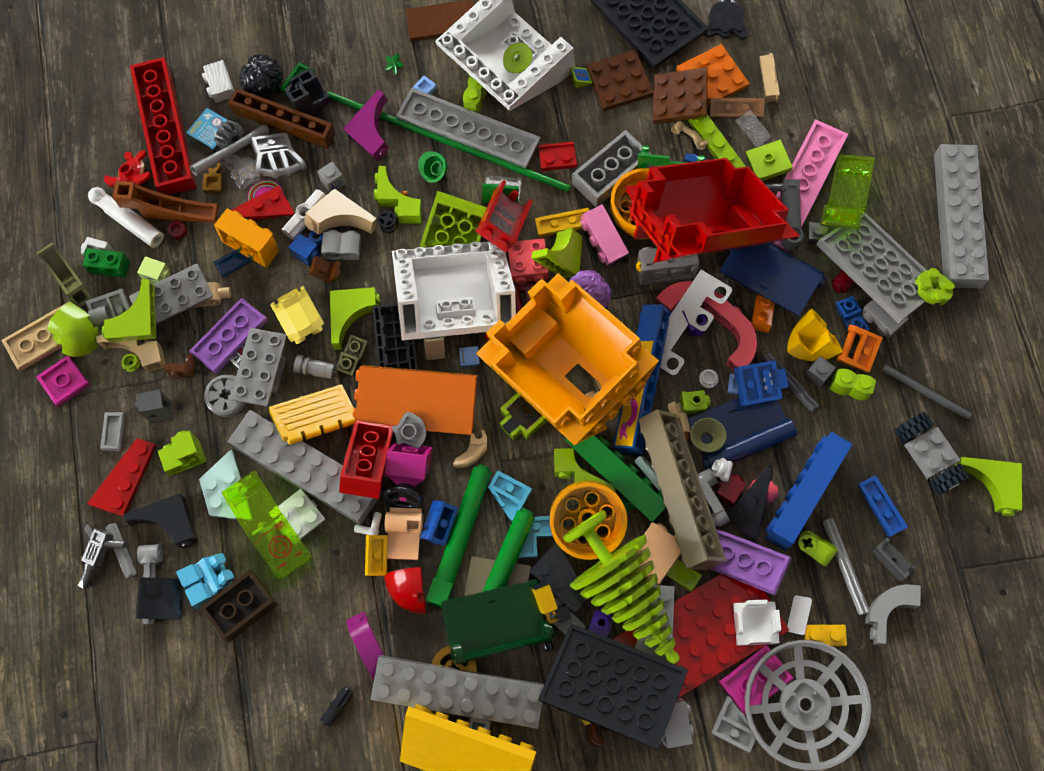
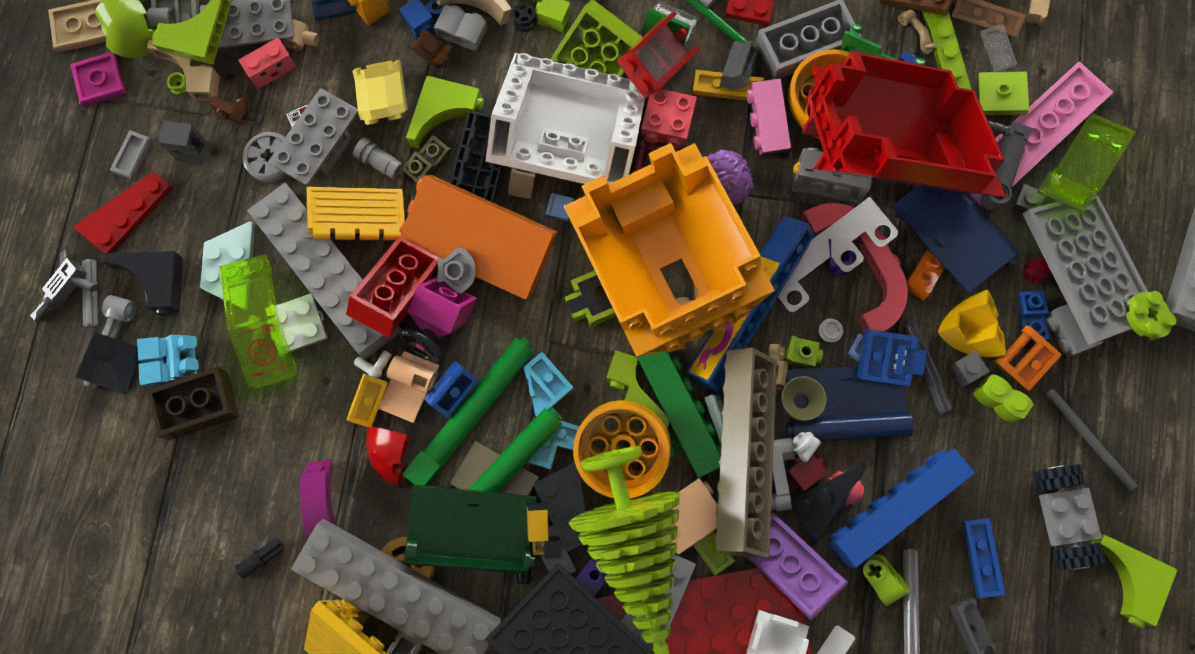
camera: 20 degrees right, 5 degrees up
(182, 453) = (194, 206): lime brick -> none
(198, 322) = (267, 63): none -> coral brick
(228, 336) = (295, 89): medium lavender tile -> none
(475, 451) = (525, 320): tan piece -> none
(564, 255) = (713, 125): lime arch -> none
(566, 204) = (738, 65): none -> dark grey piece

